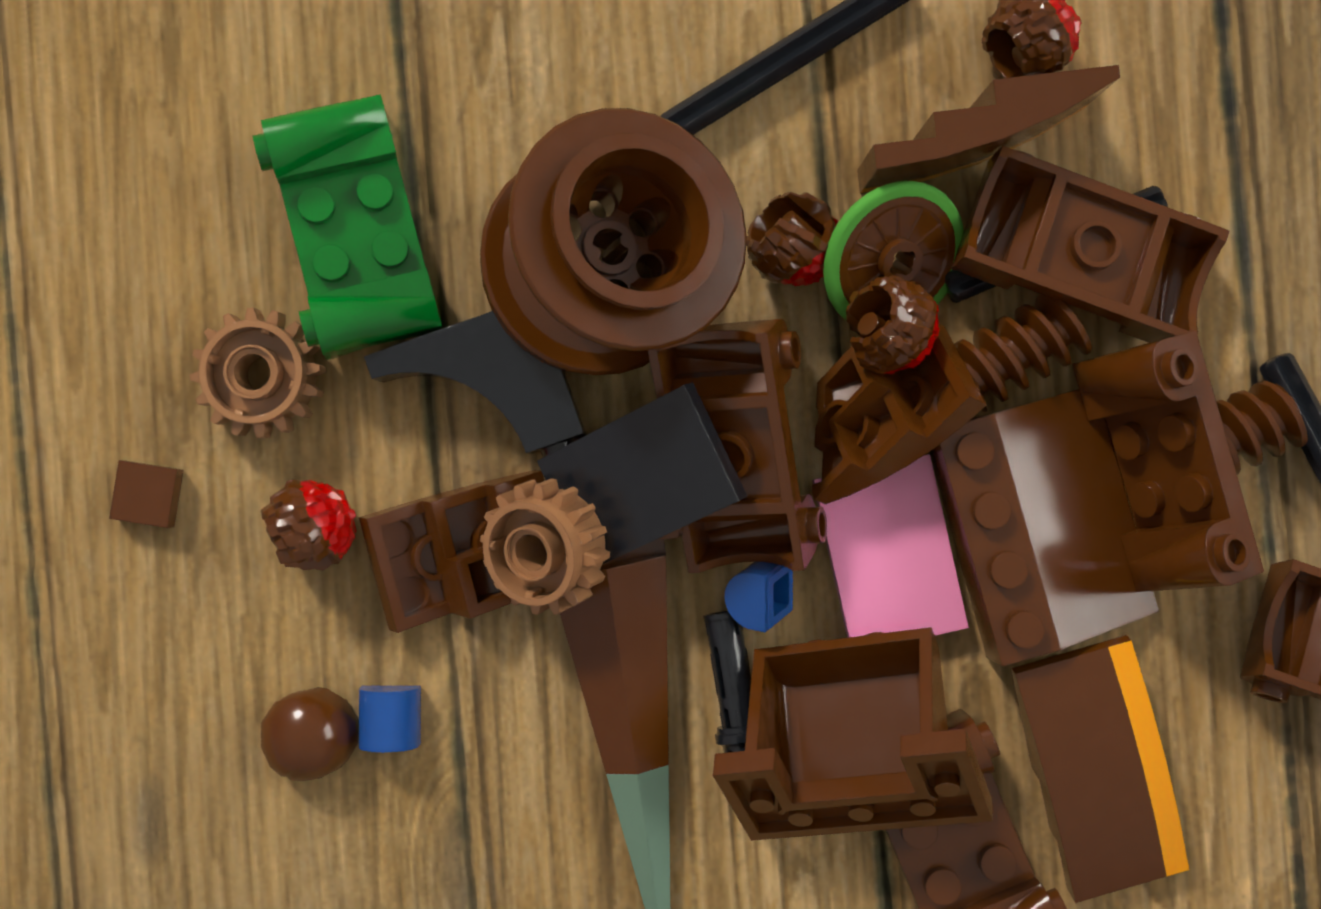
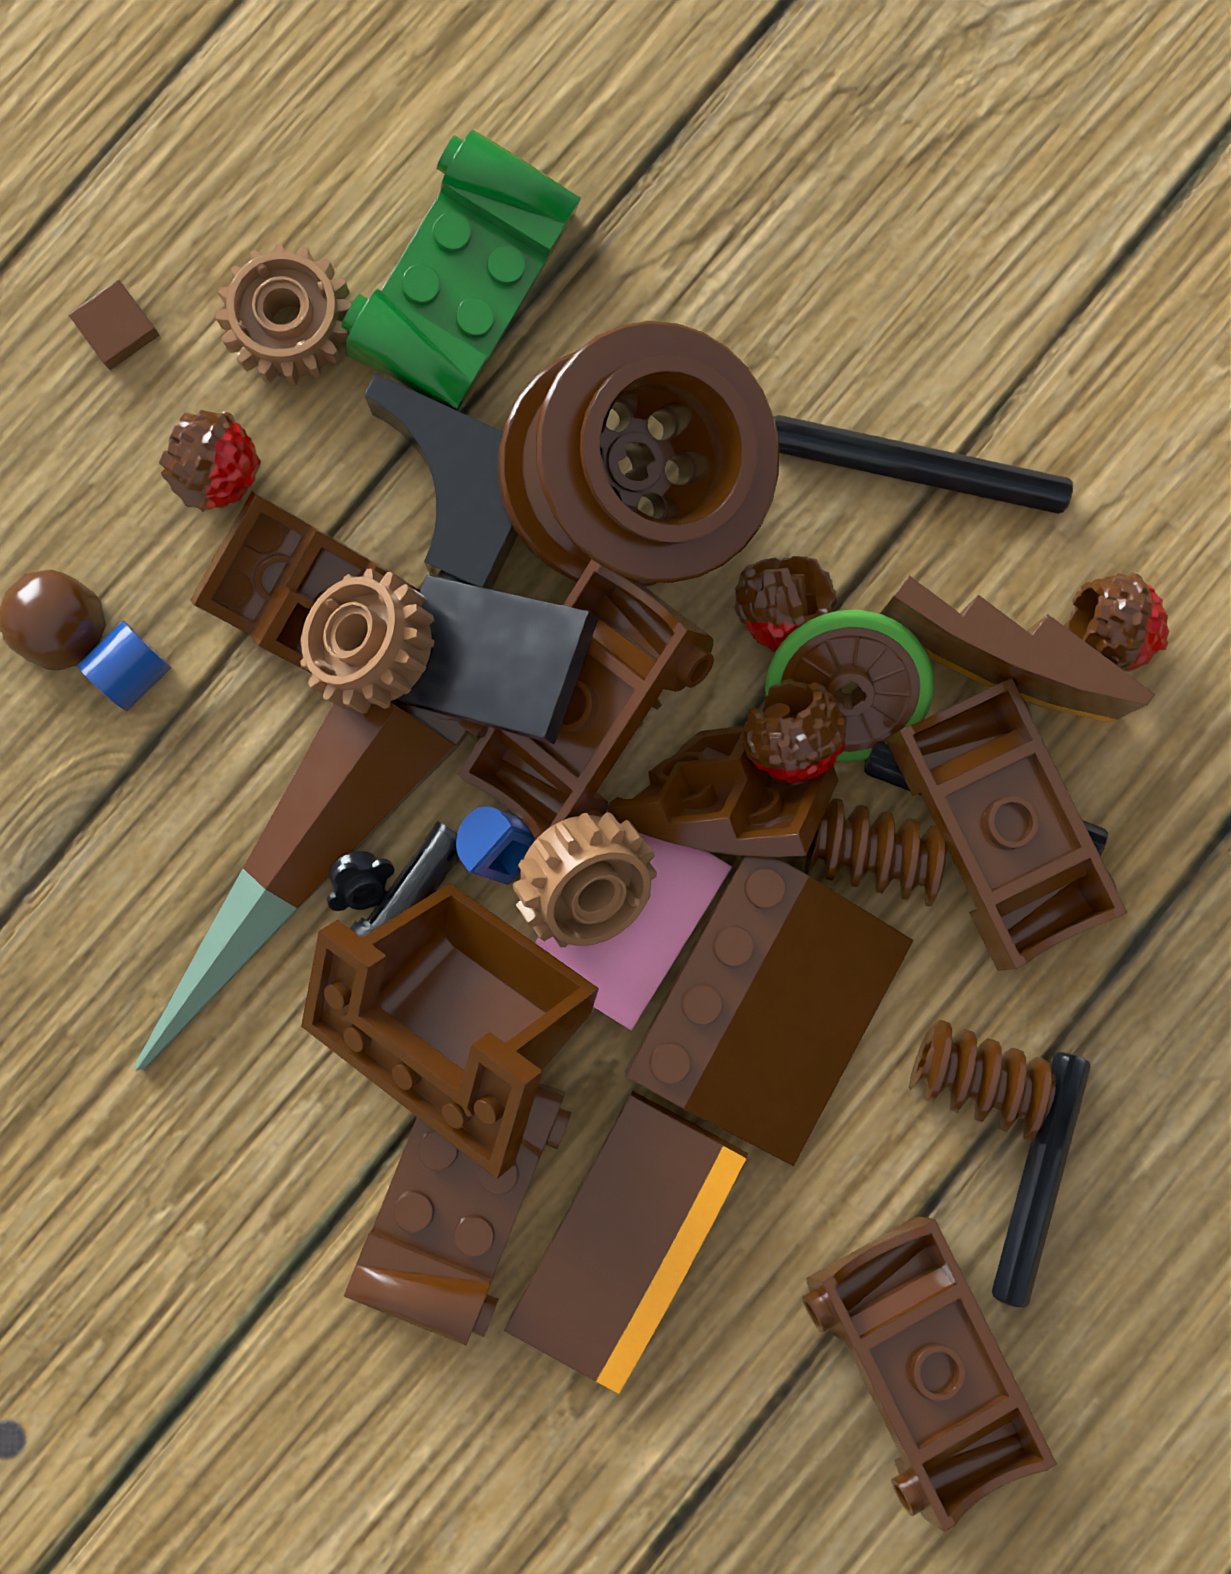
camera: 40 degrees right, 5 degrees down
(692, 707) = (358, 881): none -> black plate
(850, 563) = (585, 880): none -> medium nougat gear
(1172, 465) = (912, 1049): reddish brown piece -> none

